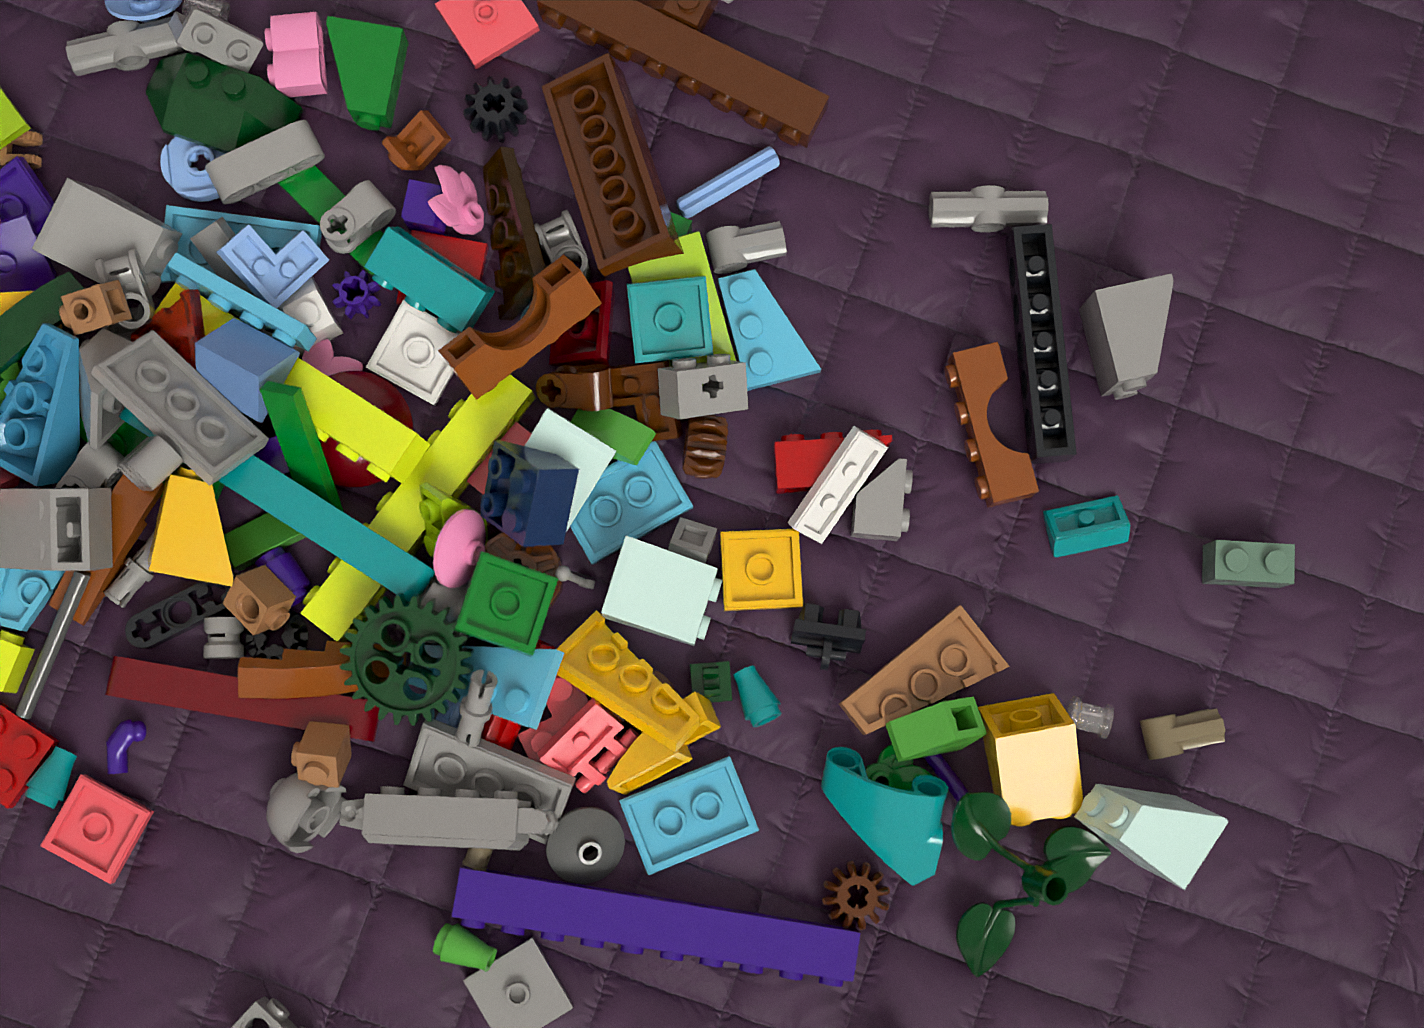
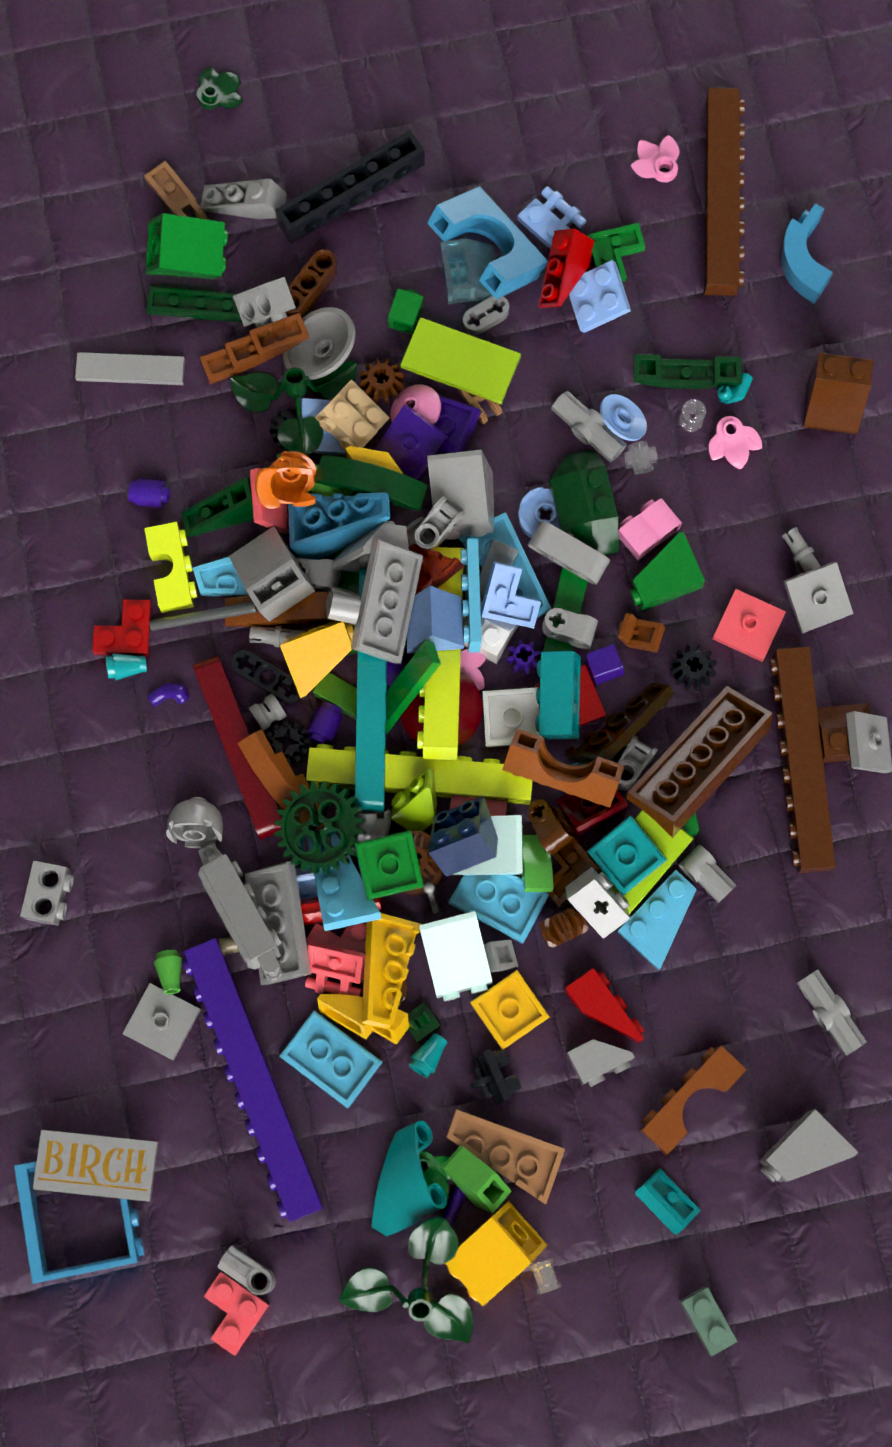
camera: 65 degrees right, 5 degrees down
(94, 307) = (414, 515): medium nougat brick -> none
(97, 828) = (111, 711): coral plate -> none
(215, 39) = (623, 476): light grey bracket -> none
(259, 600) = (302, 719): medium nougat brick -> none
(322, 753) = (234, 813): medium nougat brick -> none
(458, 203) = (619, 682): bright pink plate -> none
(459, 548) = (405, 816): bright pink dish -> none
(476, 708) = (315, 886): light grey pin -> none
(577, 831) = (282, 997): dark grey dish -> none
(727, 182) = (741, 838): light blue axle -> none
(837, 484) = (591, 1023): white tile -> none
(869, 895) = (348, 1202): reddish brown gear -> none
(1040, 344) = (763, 1098): black brick -> none
(1153, 829) = (498, 1355): light aqua slope -> none
(1172, 734) = (567, 1337): dark tan piece -> none

